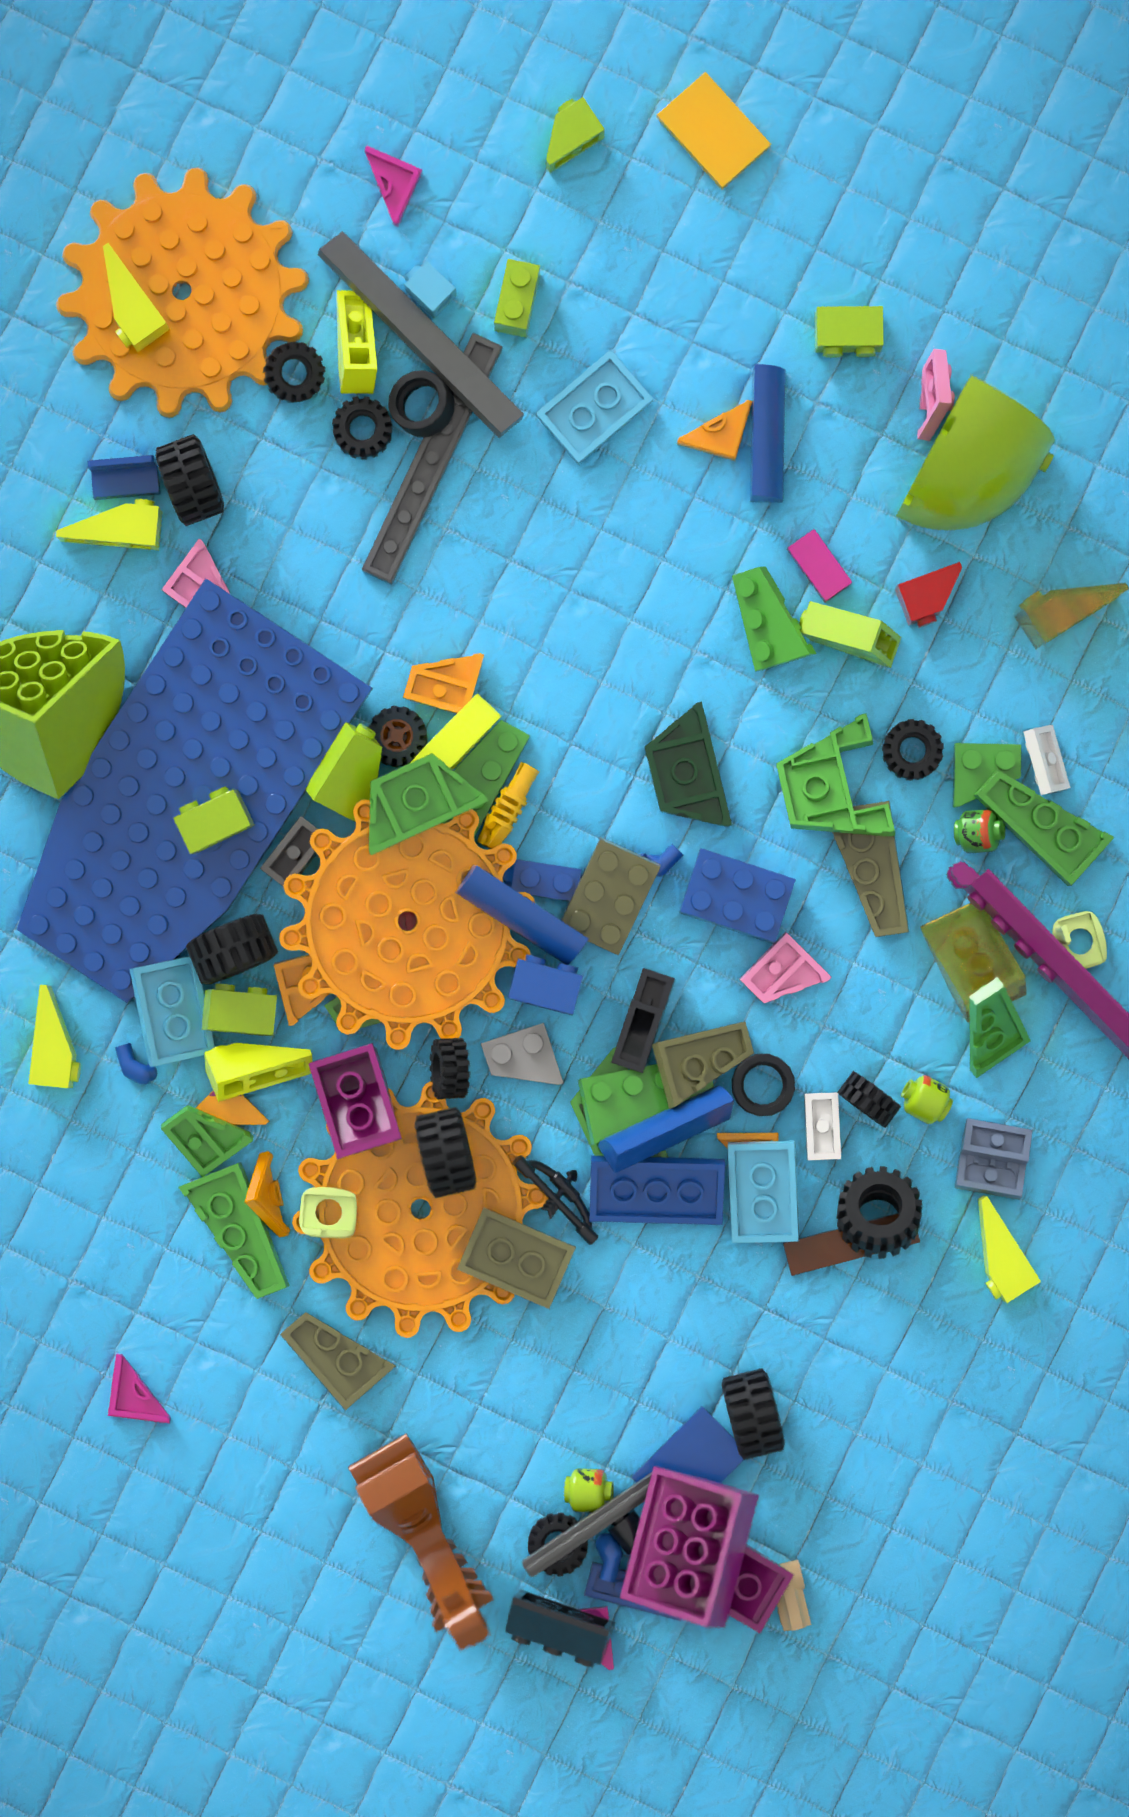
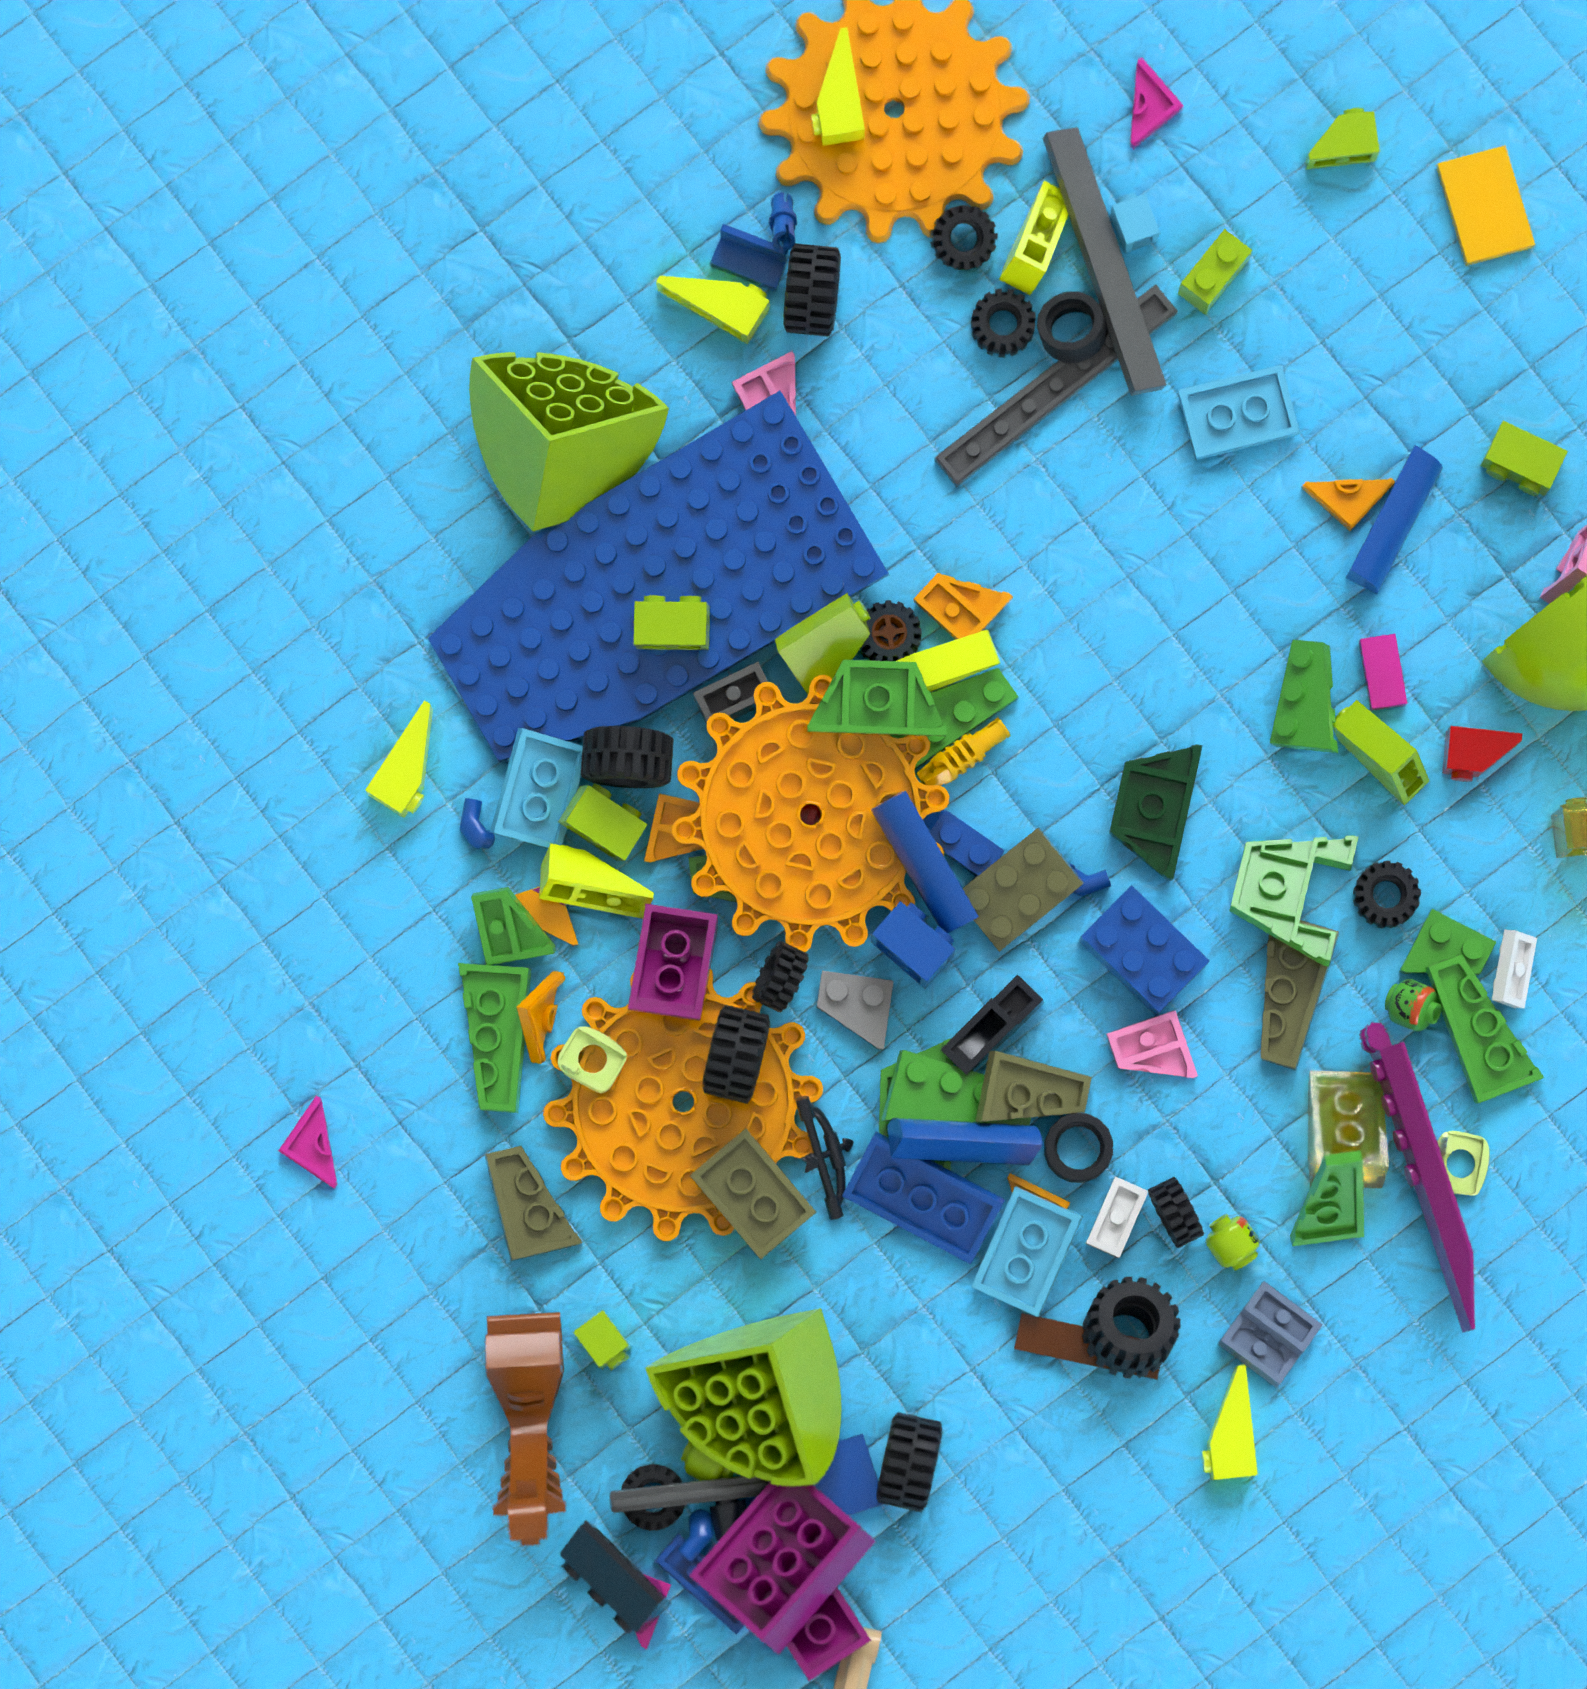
camera: 30 degrees right, 5 degrees down
(136, 433) = (783, 221): none -> blue pin
(454, 1440) = (603, 1341): none -> lime brick
(604, 1423) = (758, 1397): none -> lime brick

